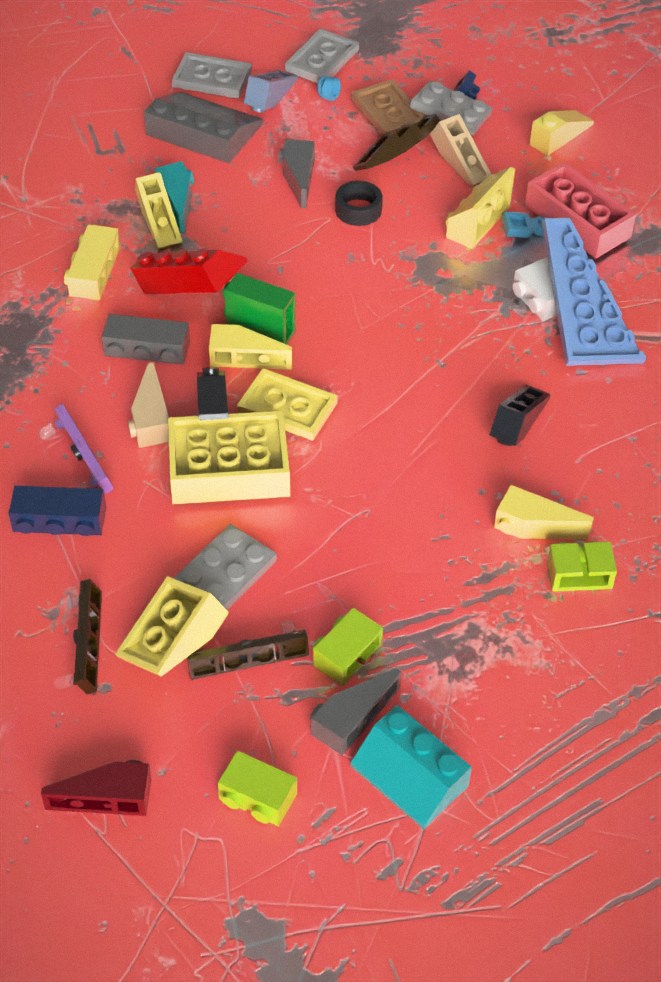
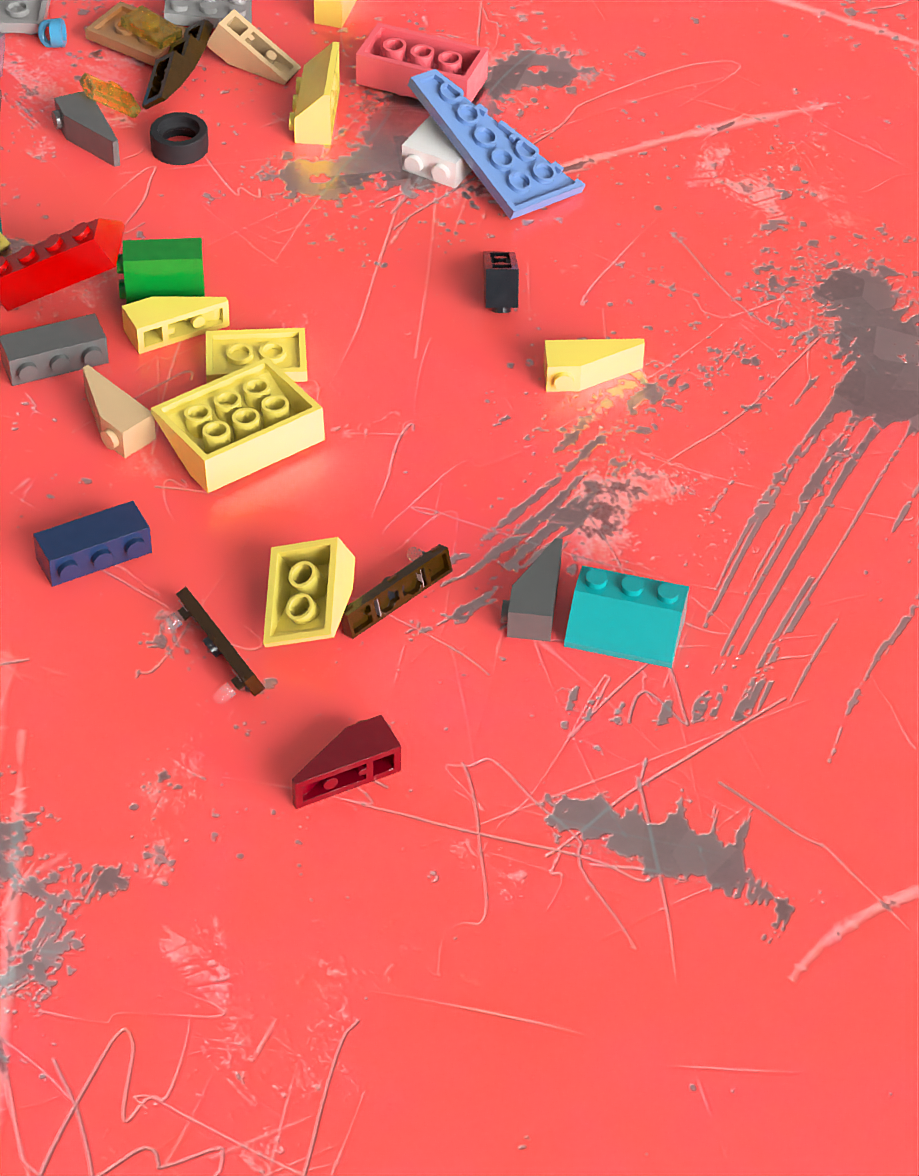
camera: 30 degrees left, 5 degrees down
(80, 449) = (65, 476): medium lavender piece -> none
(212, 394) = (179, 370): black slope -> none
(228, 566) = (310, 516): light grey plate -> none
(257, 787) = (497, 694): lime piece -> none
(329, 151) = (110, 95): none -> clear yellow plate
(350, 639) = (488, 544): lime piece -> none
(397, 107) = (151, 27): none -> clear yellow plate
(520, 225) = (367, 103): dark azure plate -> none
(582, 566) = (658, 390): lime piece -> none

